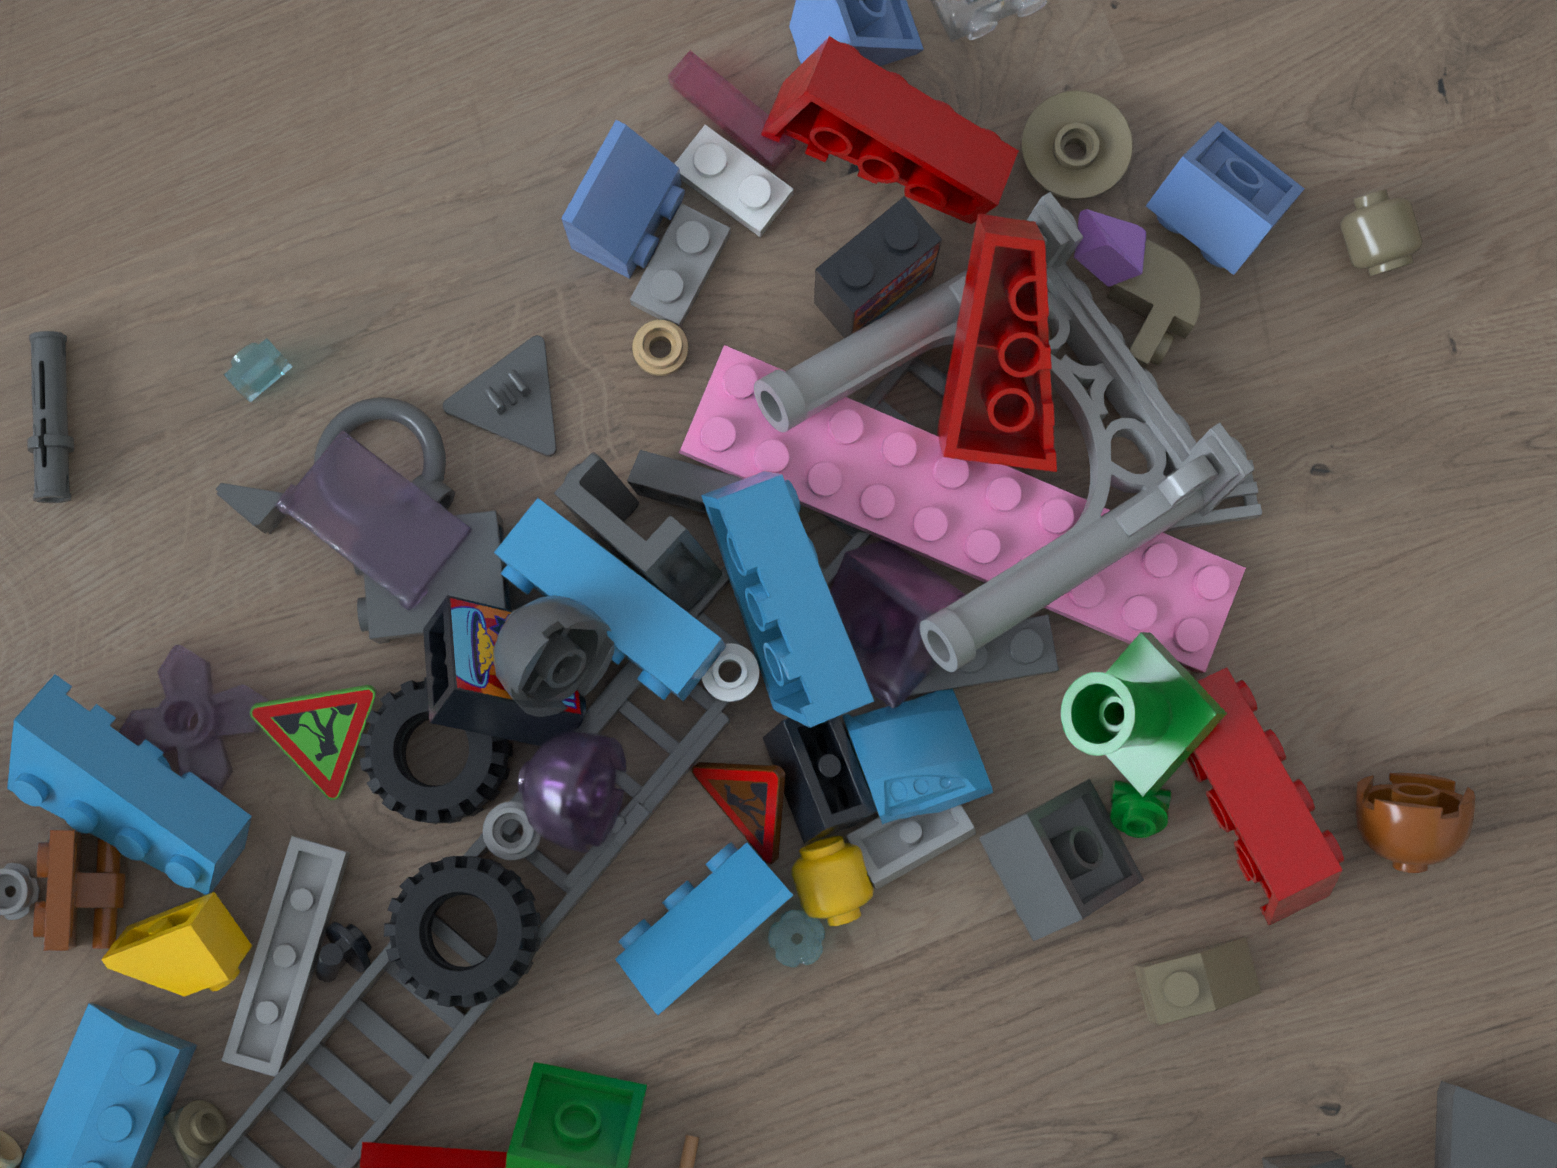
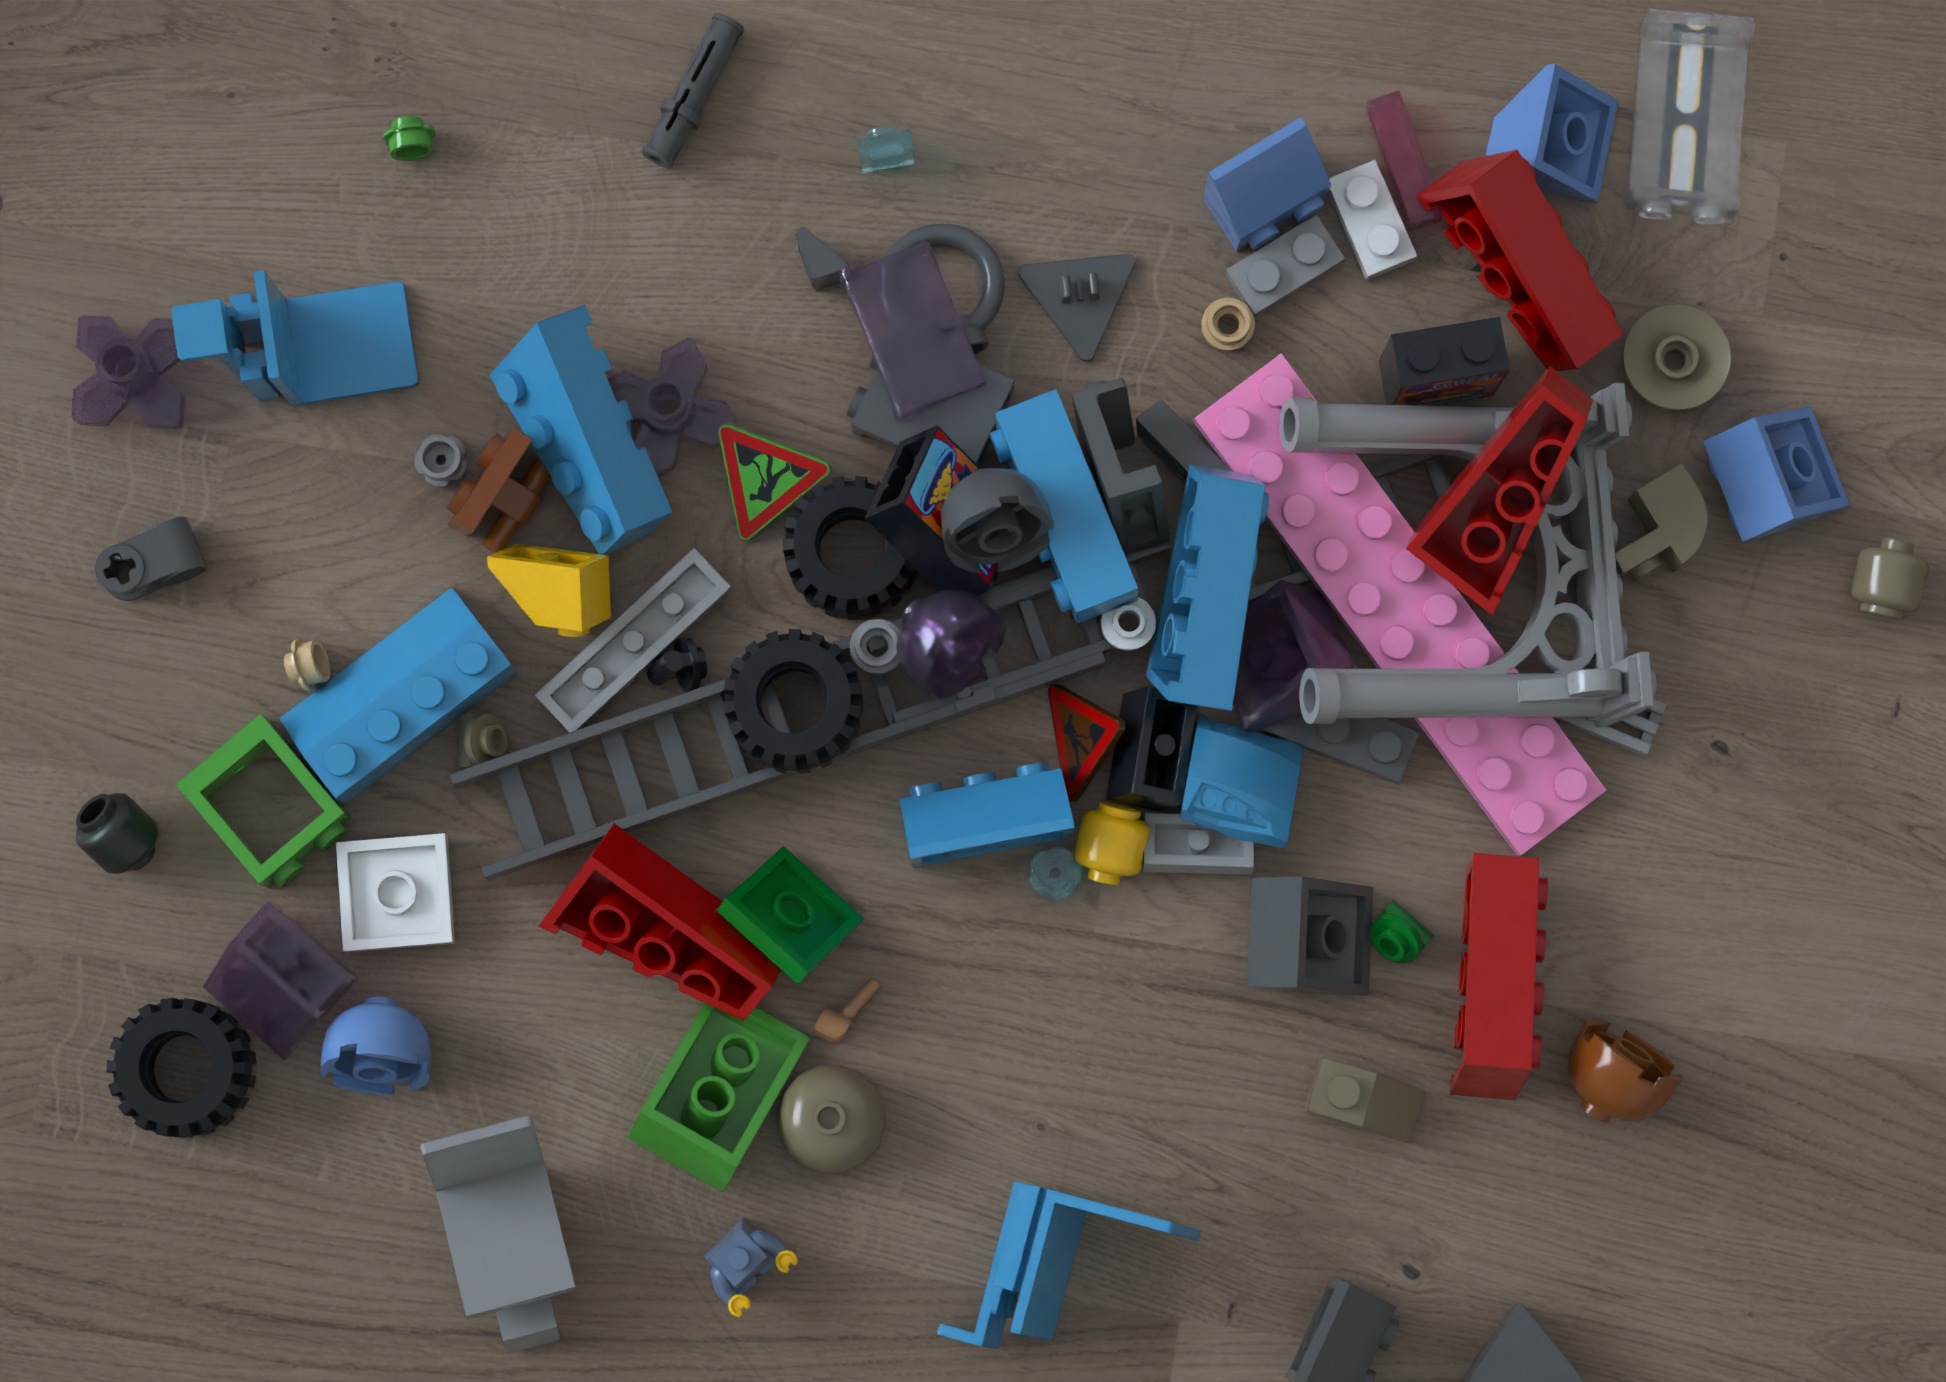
camera: 30 degrees right, 0 degrees up
(1110, 247) = (1649, 457): medium lavender slope -> none
(1140, 714) = (1443, 853): green plant -> none

